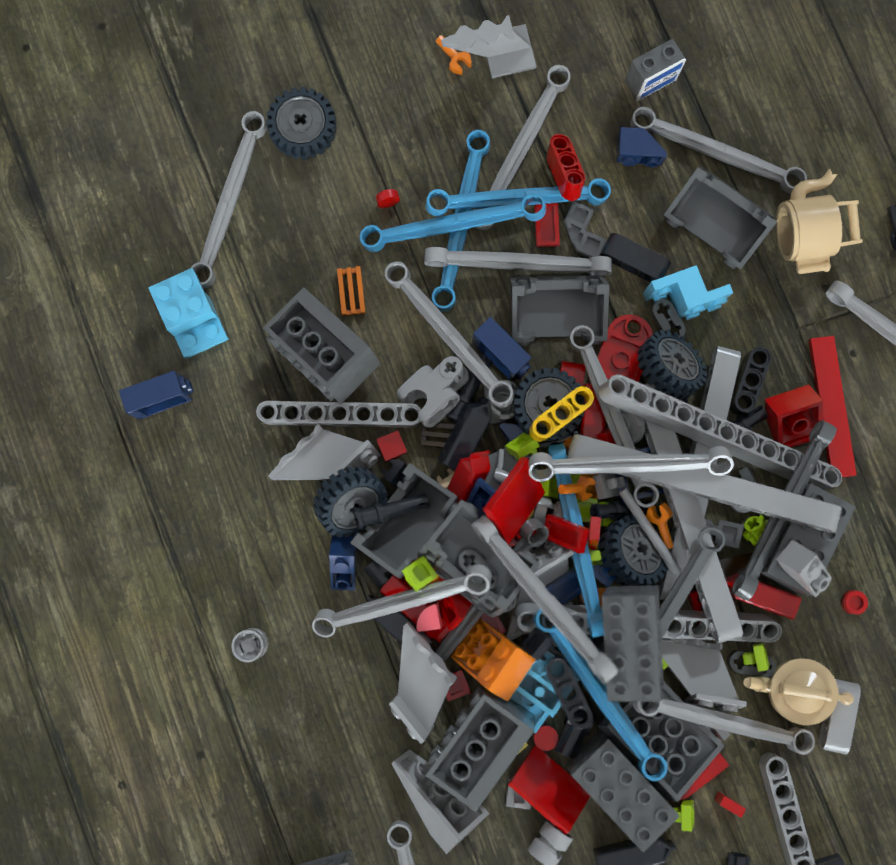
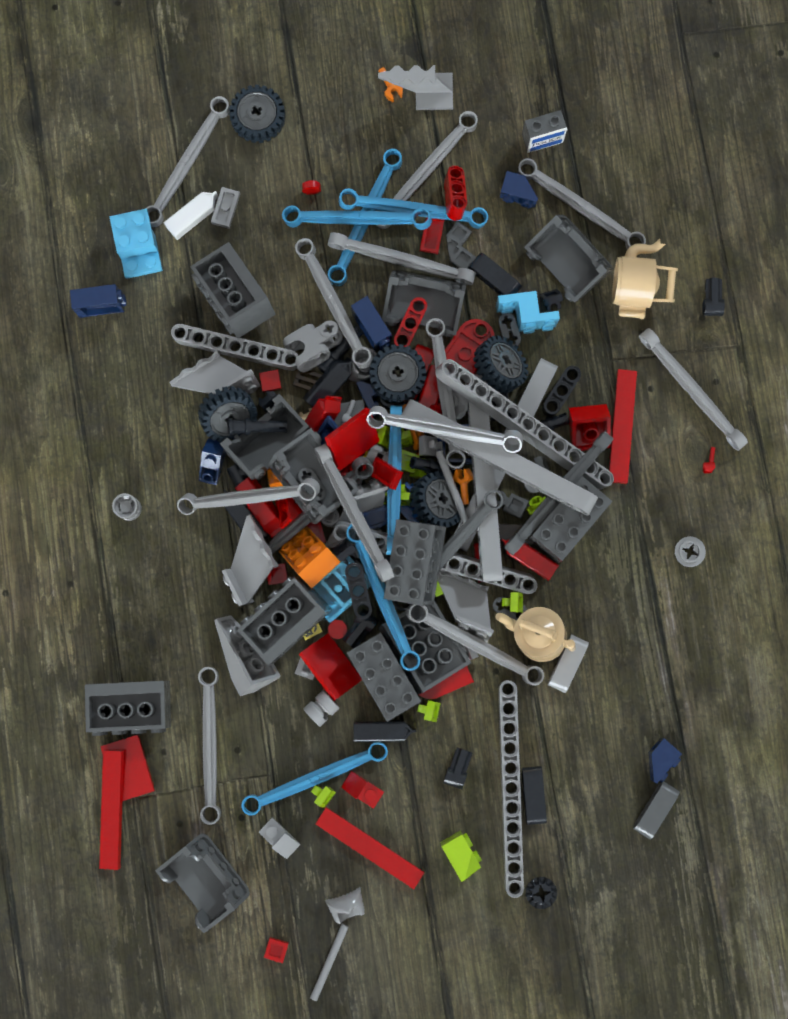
camera: 15 degrees right, 0 degrees up
(248, 262) = (191, 214): none -> white piece
(288, 245) = (225, 207): none -> light grey plate
(349, 271) = (268, 238): orange tile -> none
(419, 574) = (266, 477): lime tile -> none
(429, 619) = (267, 515): coral tile -> none
(522, 446) = (369, 400): lime tile -> none
(555, 330) = (411, 314): none -> red beam
(567, 404) = (409, 374): yellow beam -> none
(578, 488) = (405, 442): orange bar -> none
(594, 533) = (408, 478): red tile -> none
(711, 268) = (551, 297): none -> black tile
(729, 804) = (466, 710): red tile -> none
(804, 568) = (558, 536): light grey slope -> none
(854, 602) = (602, 580): red tile -> none

